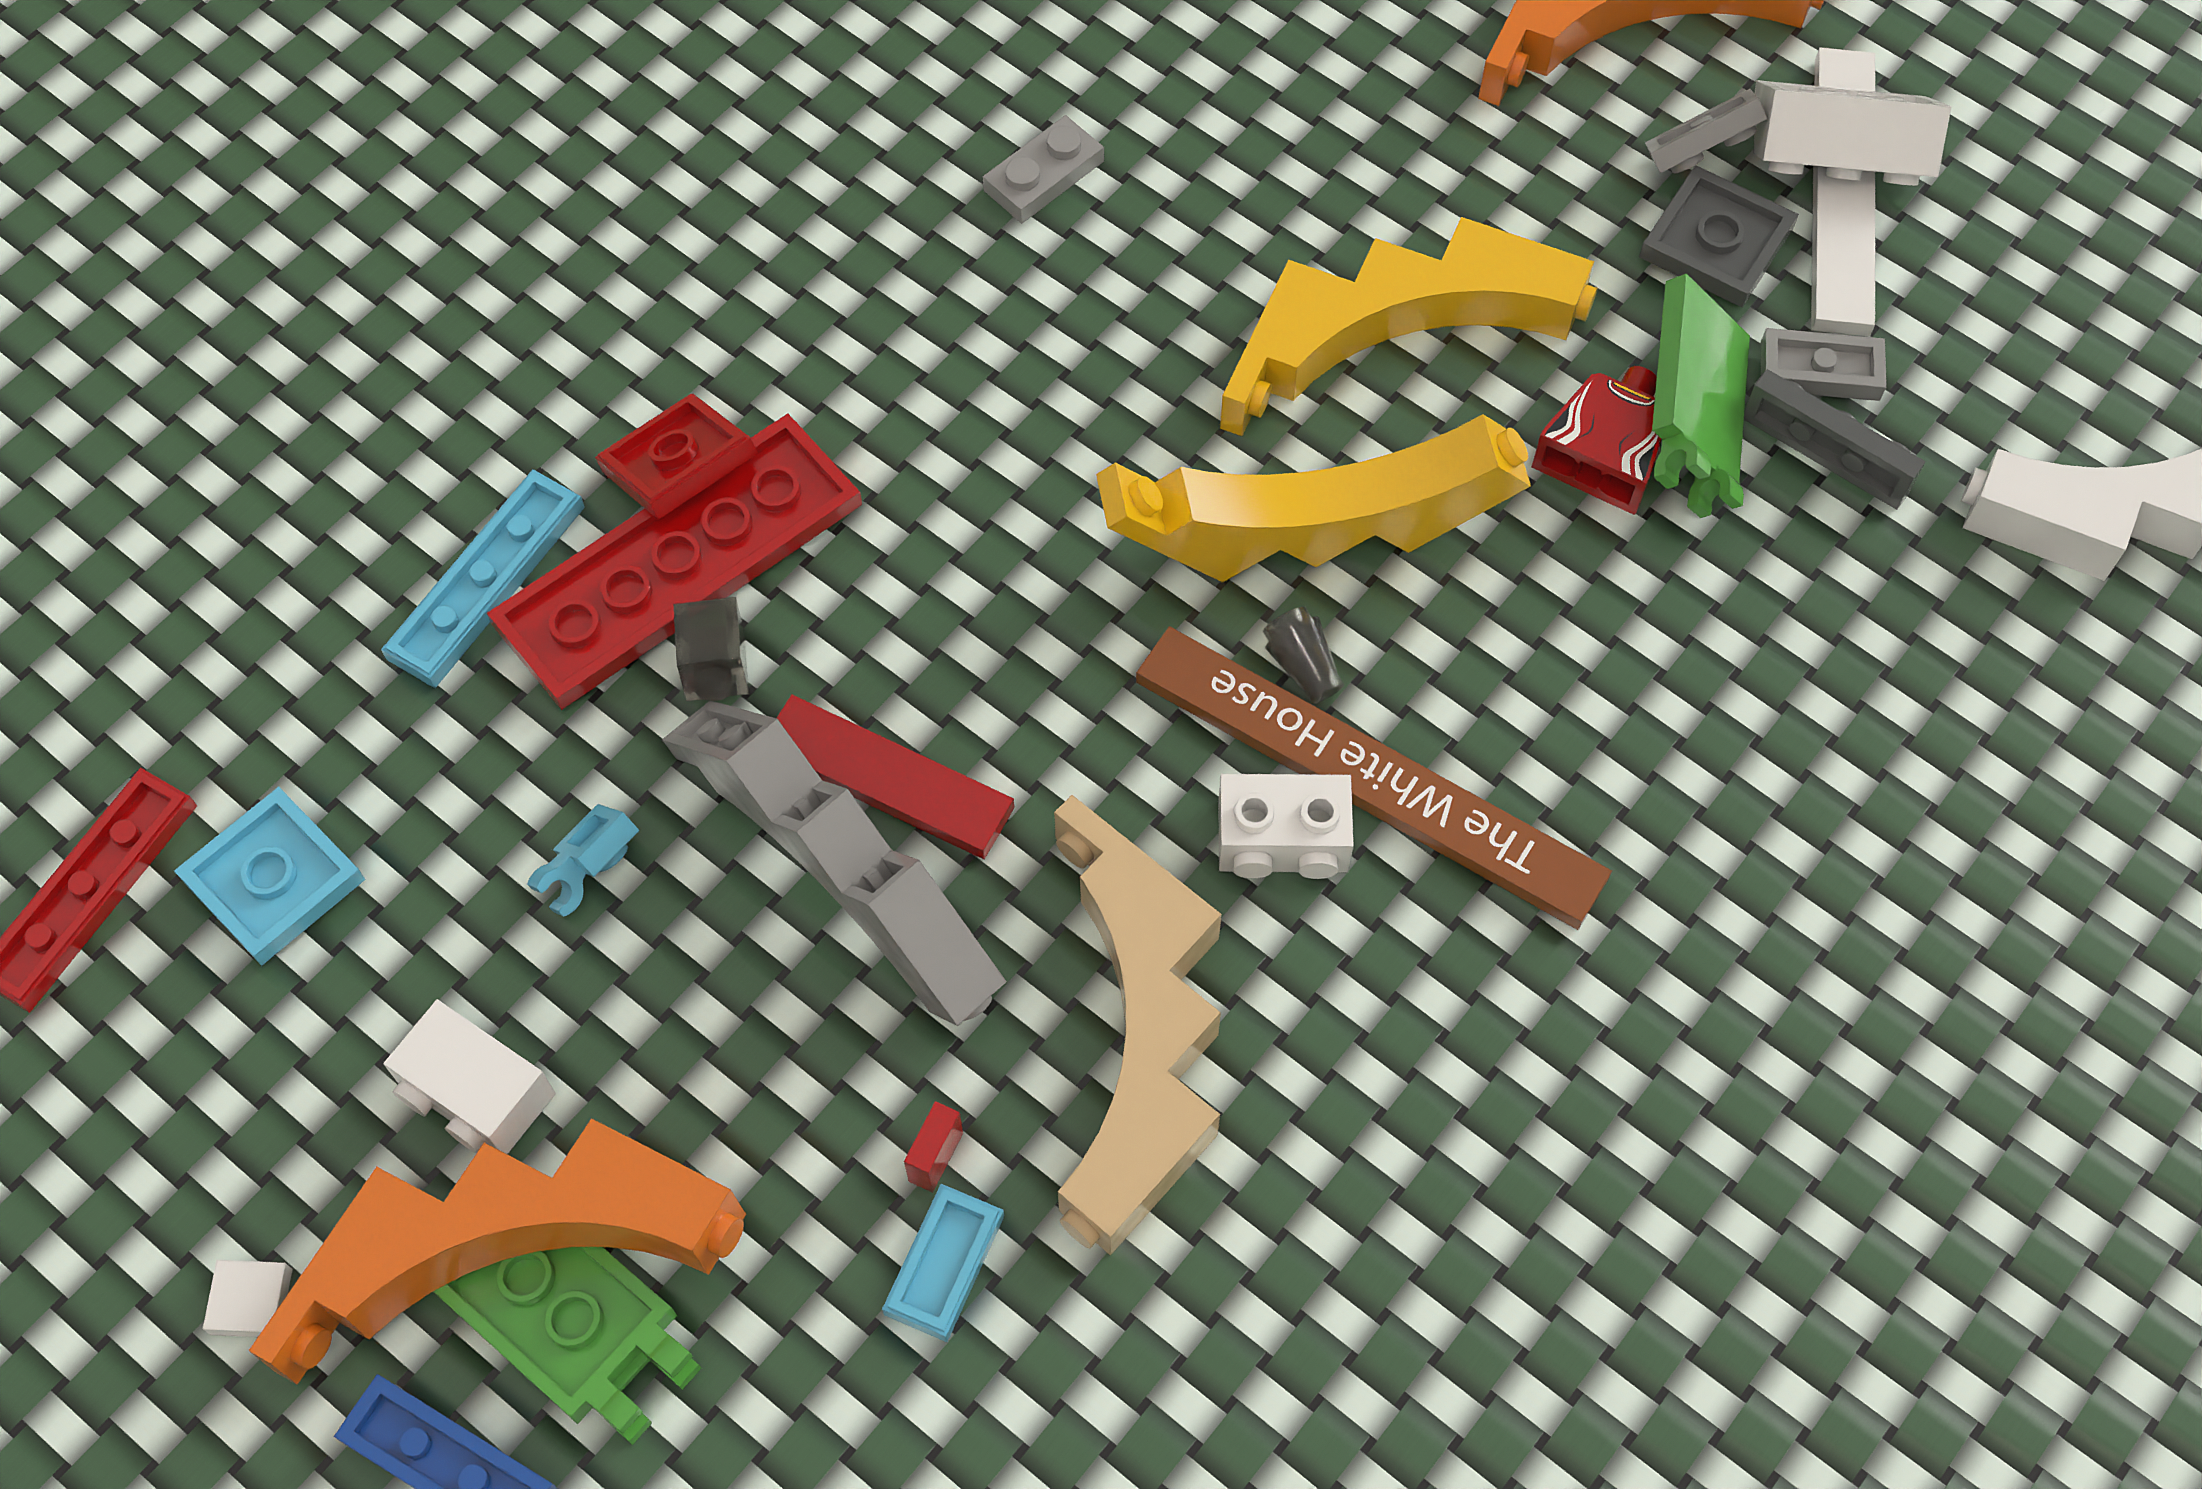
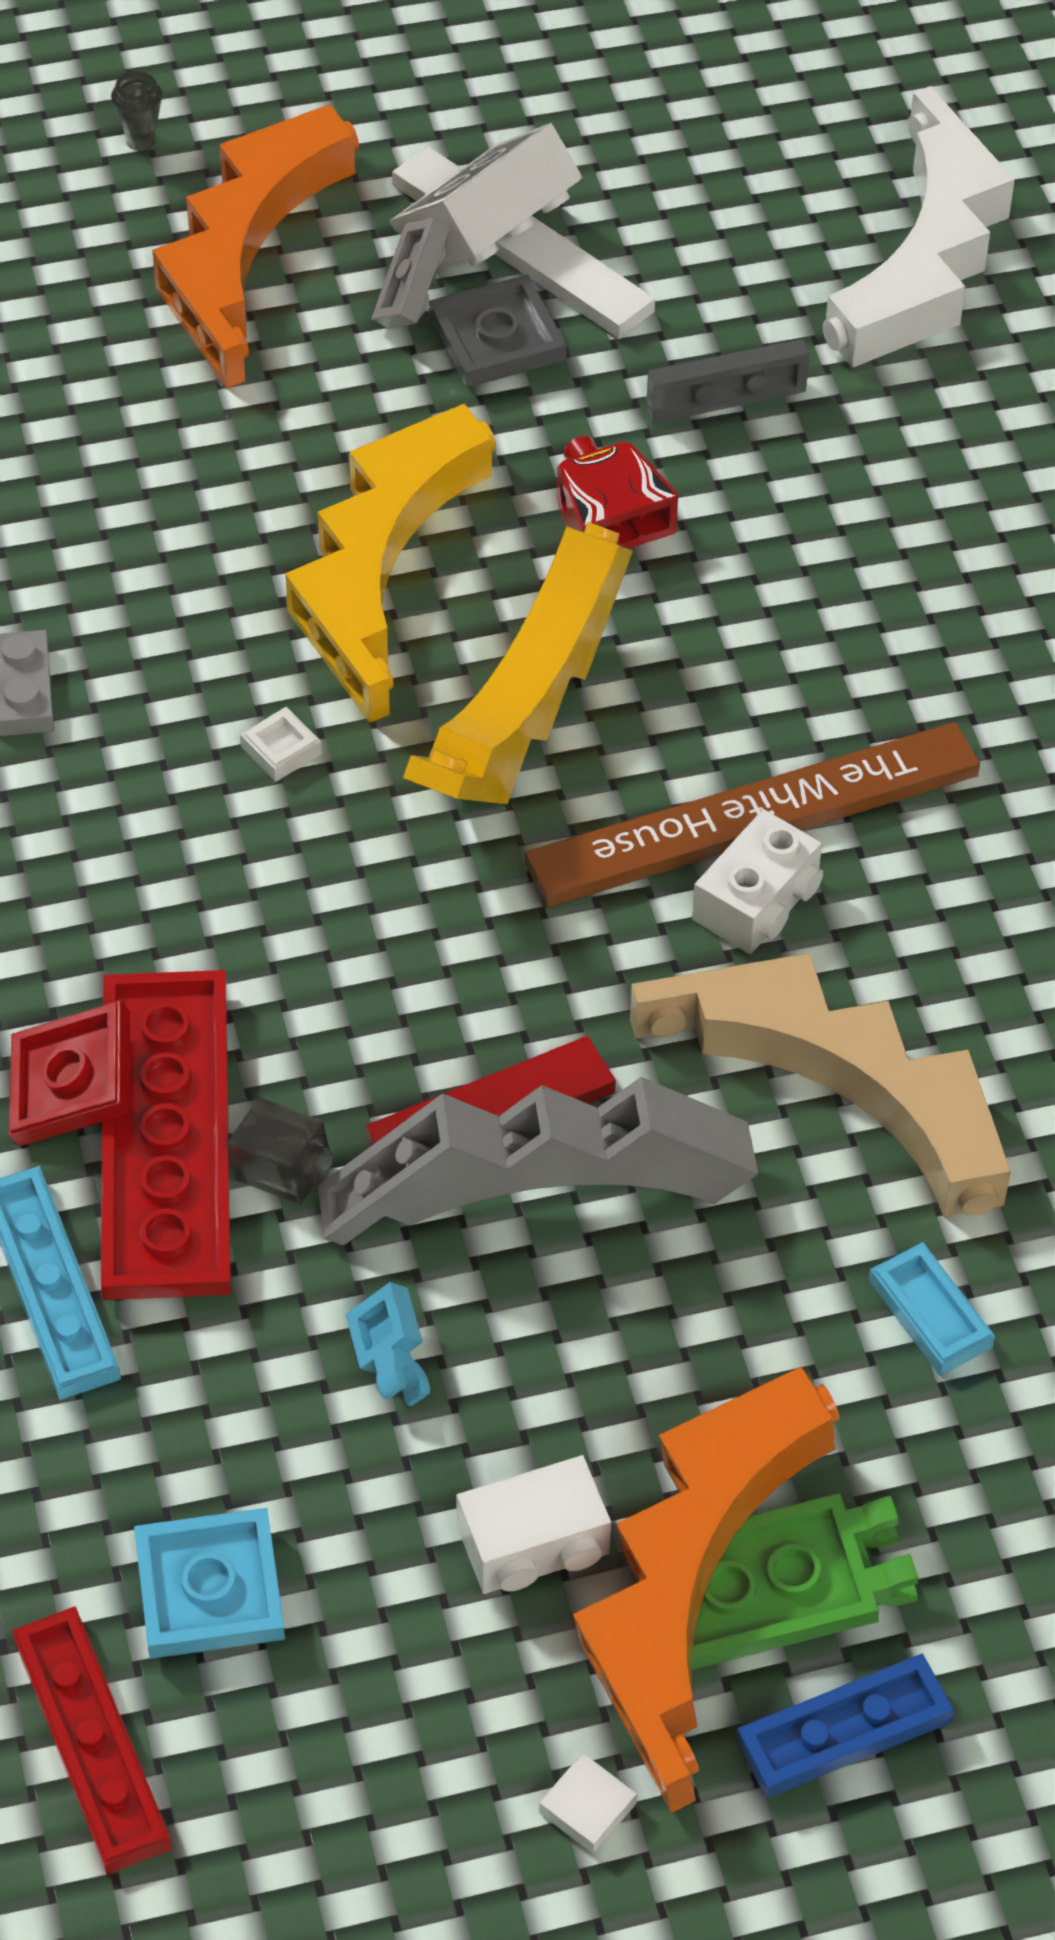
camera: 55 degrees left, 10 degrees down
(933, 1146) = (840, 1252): red tile -> none
(1137, 380) = (280, 744): none -> white tile
(1304, 653) = (624, 786): clear smoke cone -> none
(1700, 396) = (685, 459): bright green tile -> none
(1827, 362) = (663, 340): light grey plate -> none

